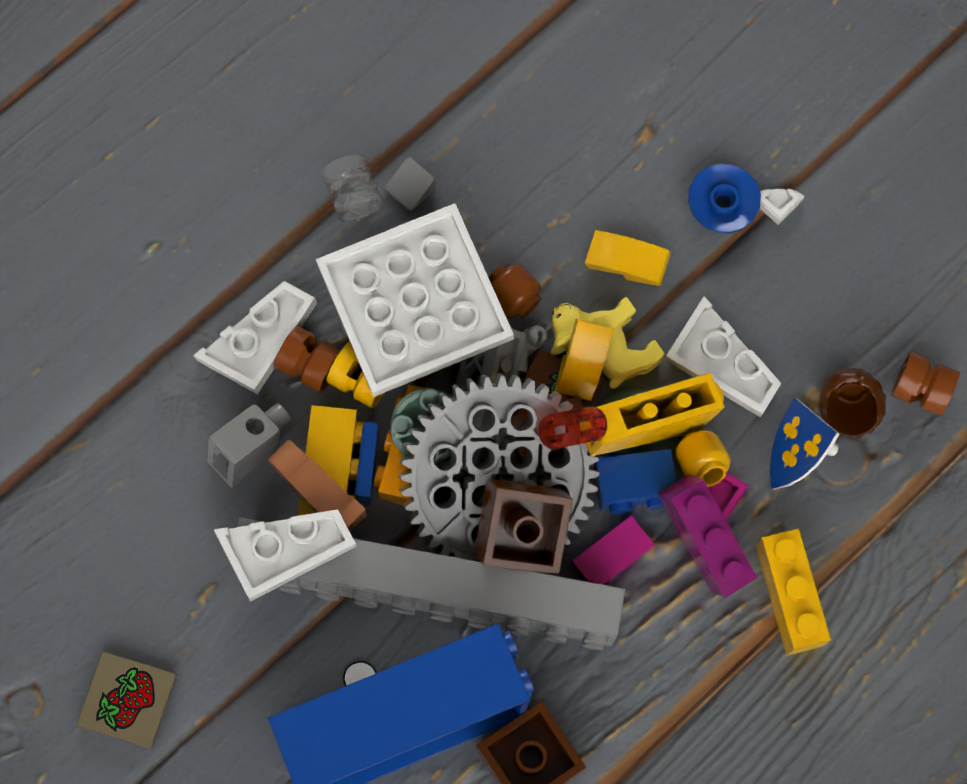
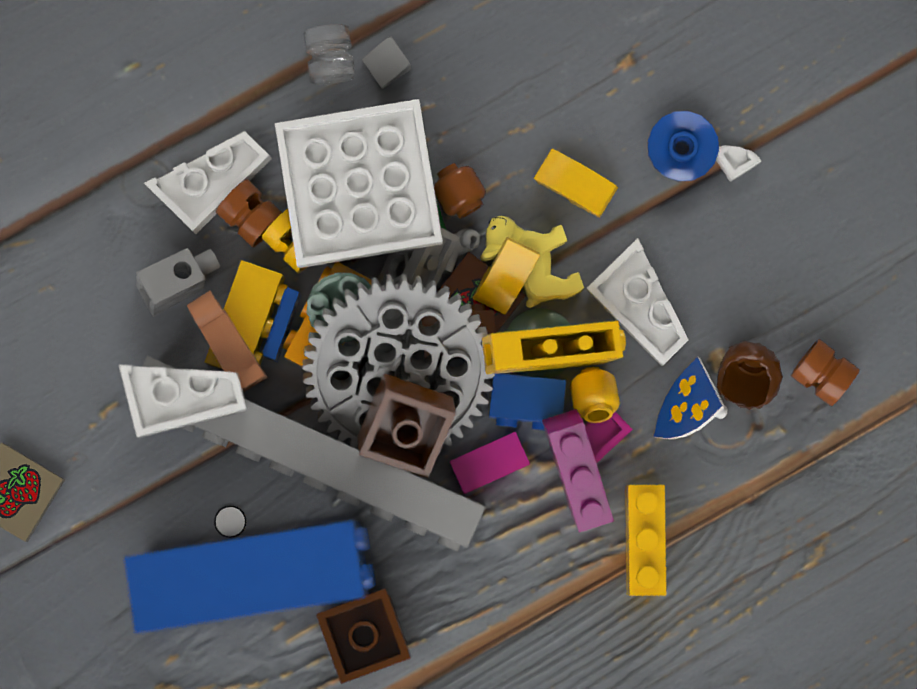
camera: 20 degrees right, 10 degrees up
(571, 421) = (471, 354): clear red beam -> none

